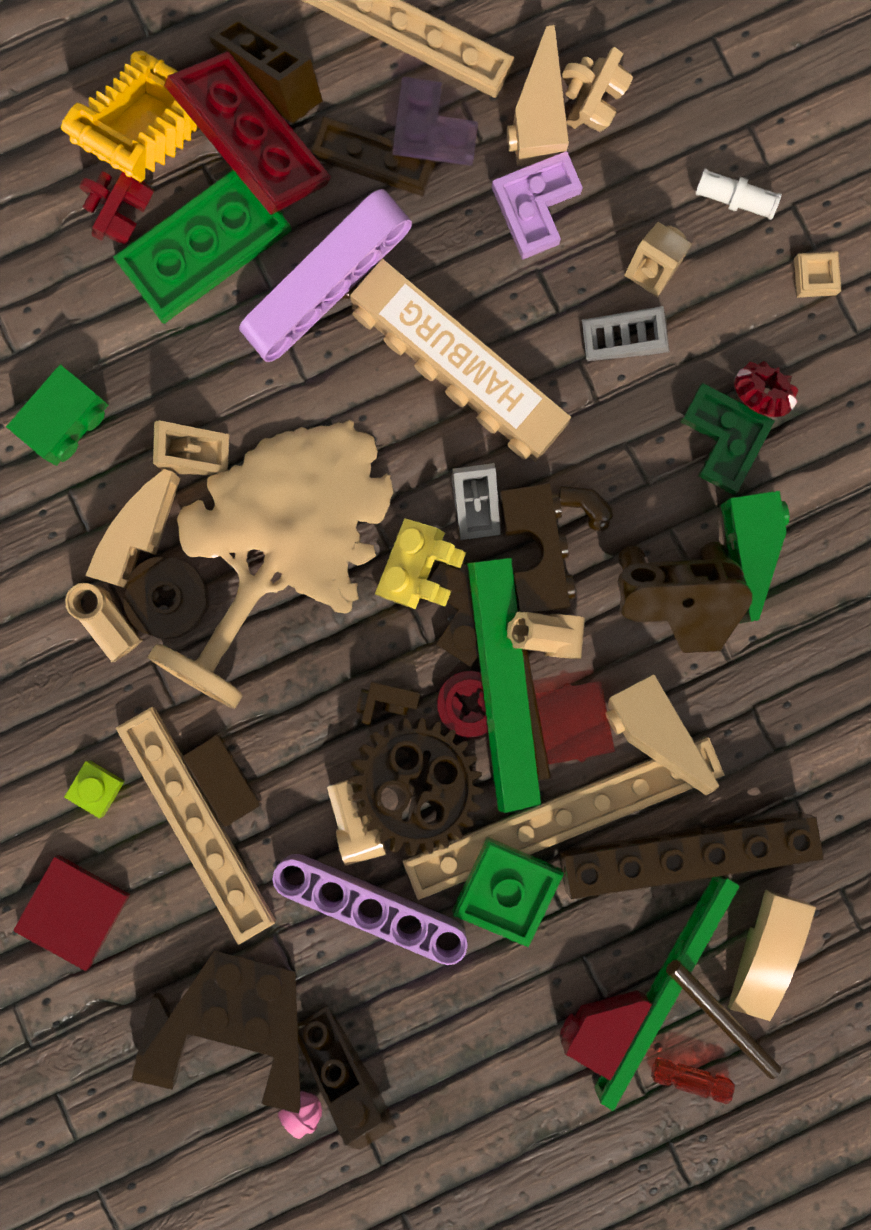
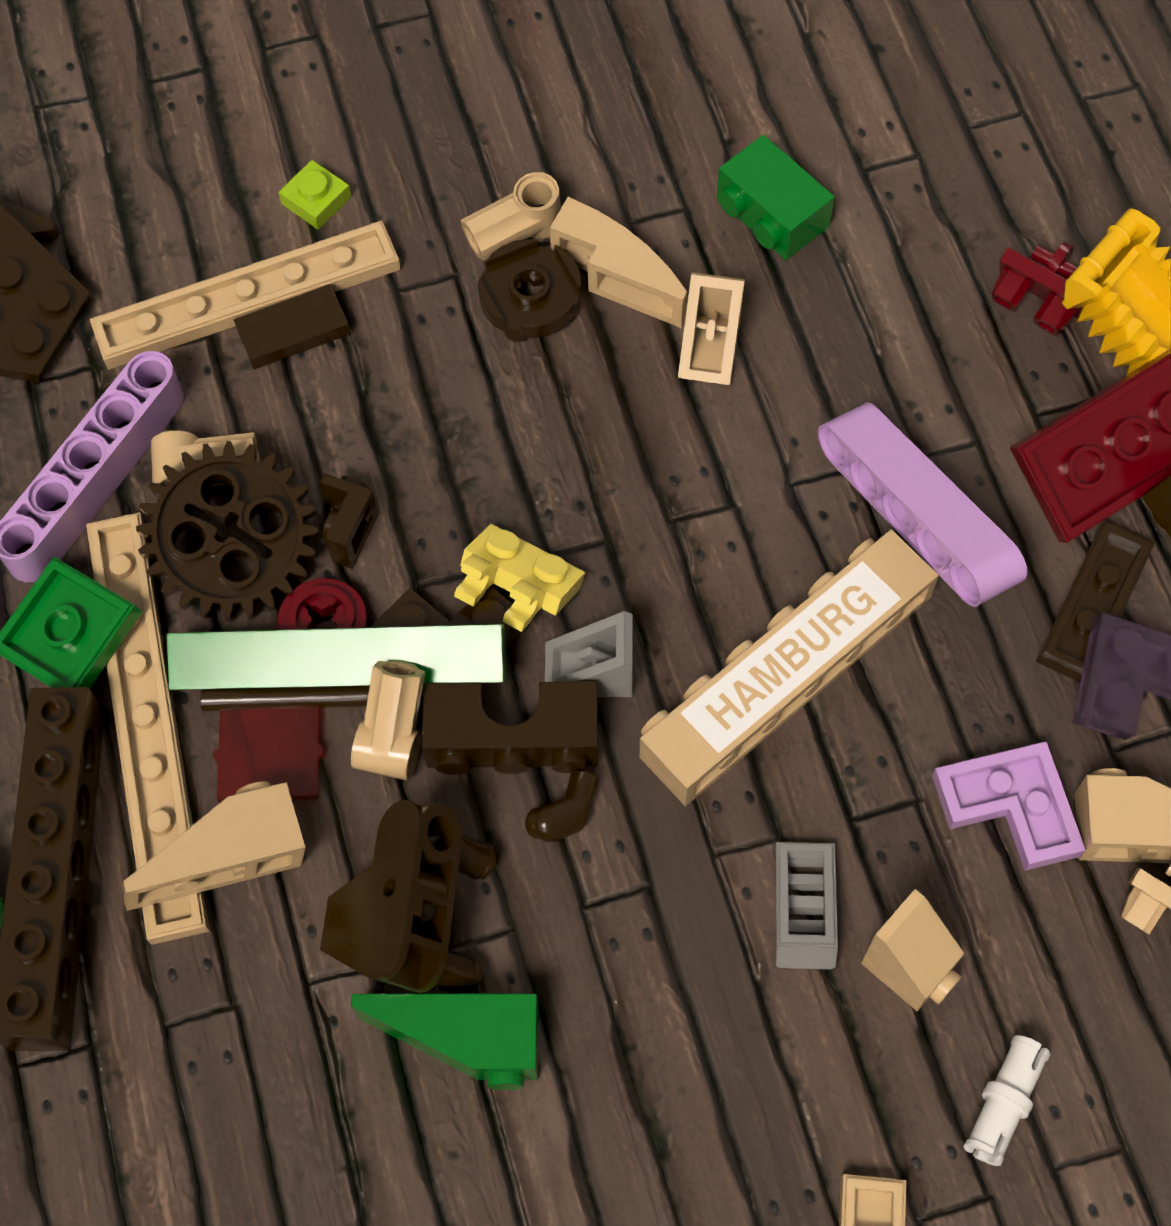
camera: 105 degrees right, 20 degrees down
(71, 912) = (176, 157): dark red tile -> none
(200, 246) = (977, 376): green tile -> none
(299, 507) = (618, 443): tan plant -> none
(737, 434) = (639, 1037): dark green plate -> none
(750, 388) = (672, 1093): dark red gear -> none

